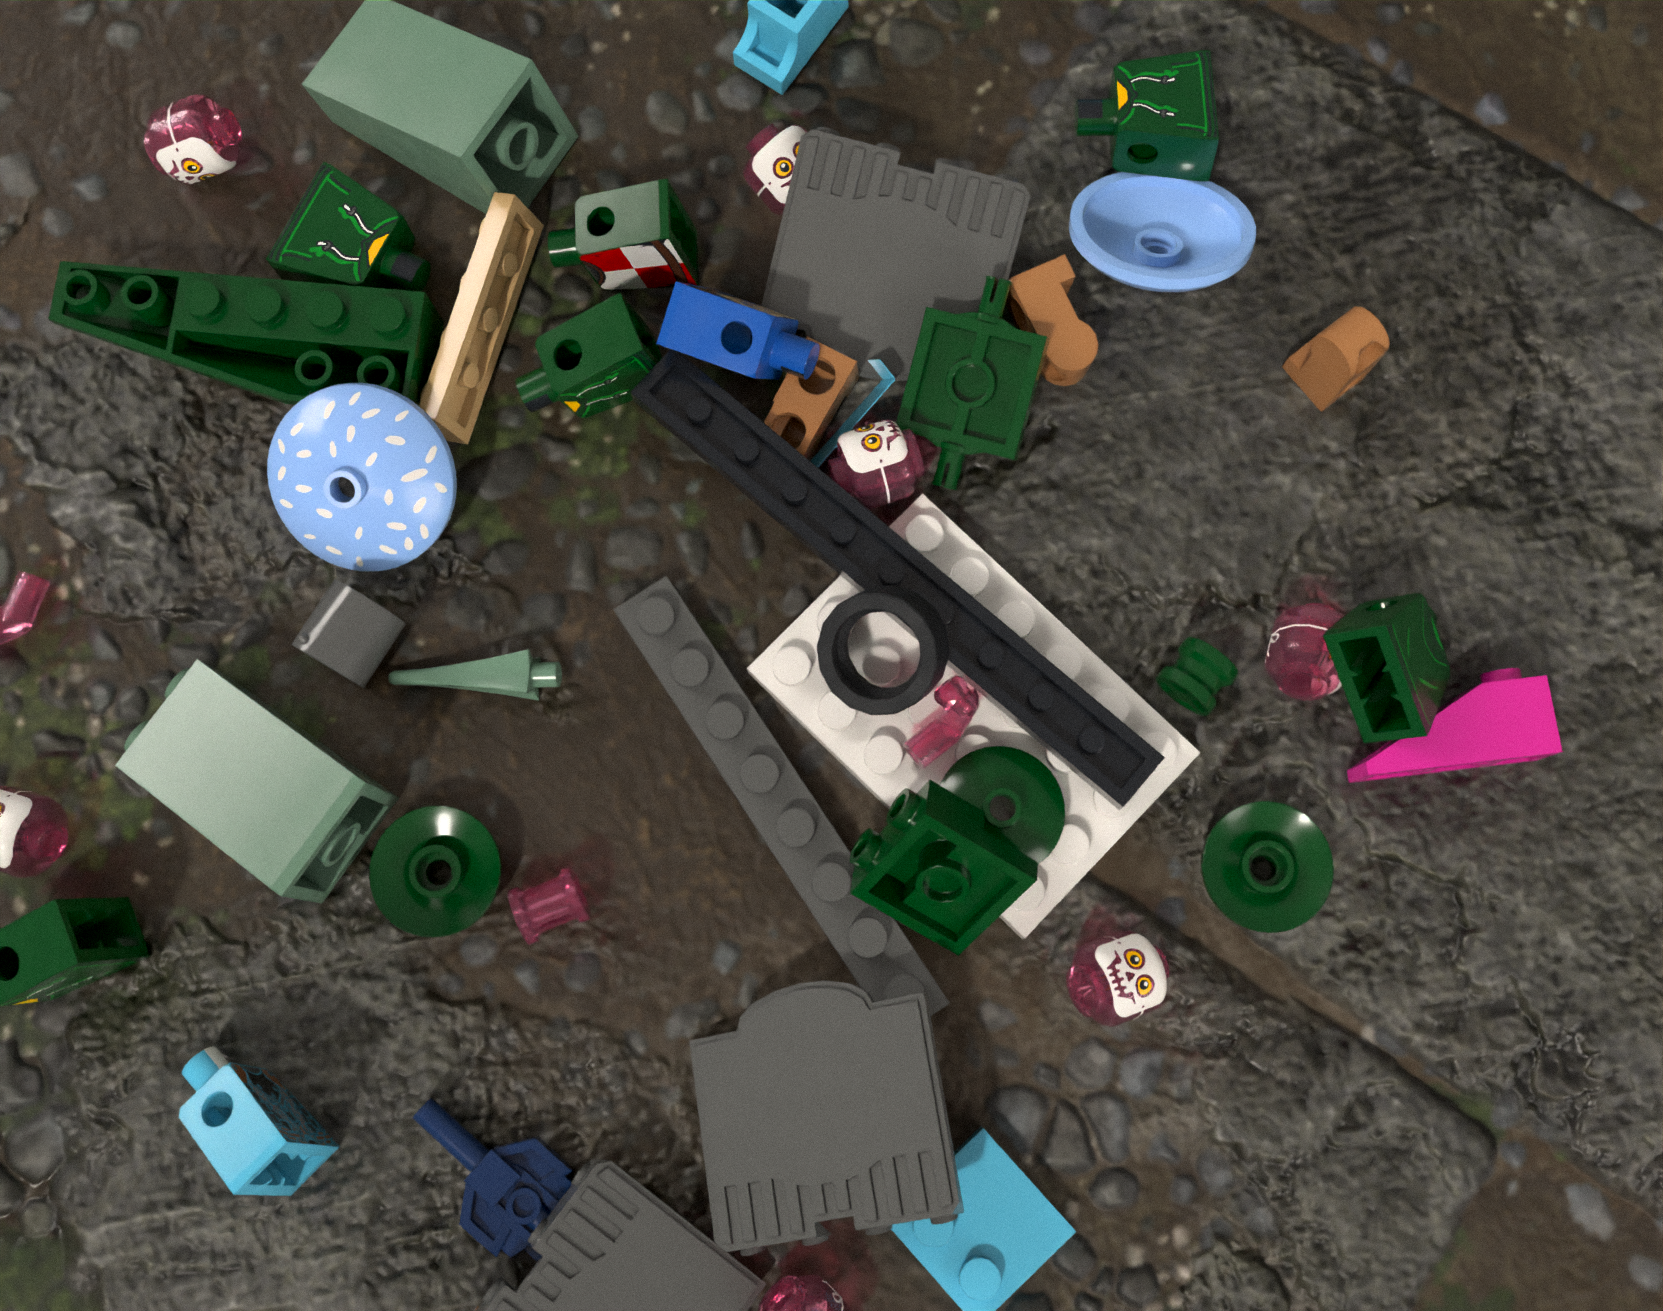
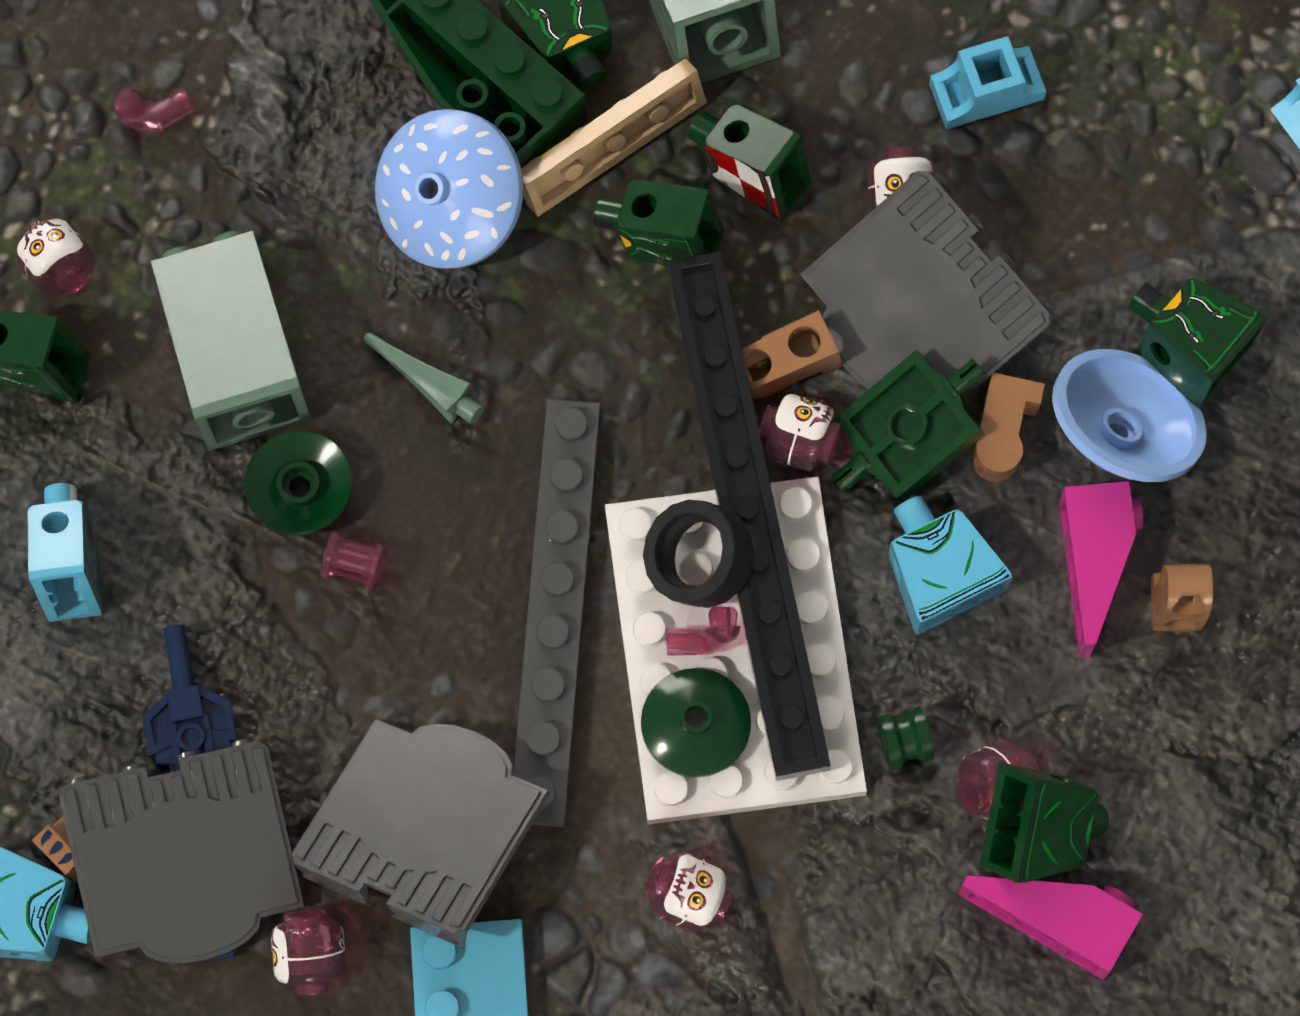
camera: 40 degrees right, 5 degrees down
(348, 633) = (361, 286): dark grey piece -> none
(735, 334) = (769, 272): blue torso -> none
(887, 380) = (813, 390): medium azure piece -> none
(939, 868) = (622, 725): dark green plate -> none
(1101, 491) = (942, 565): none -> medium azure torso
(1225, 372) = (1097, 538): none -> dark pink slope
(1298, 861) = (855, 870): dark green dish -> none

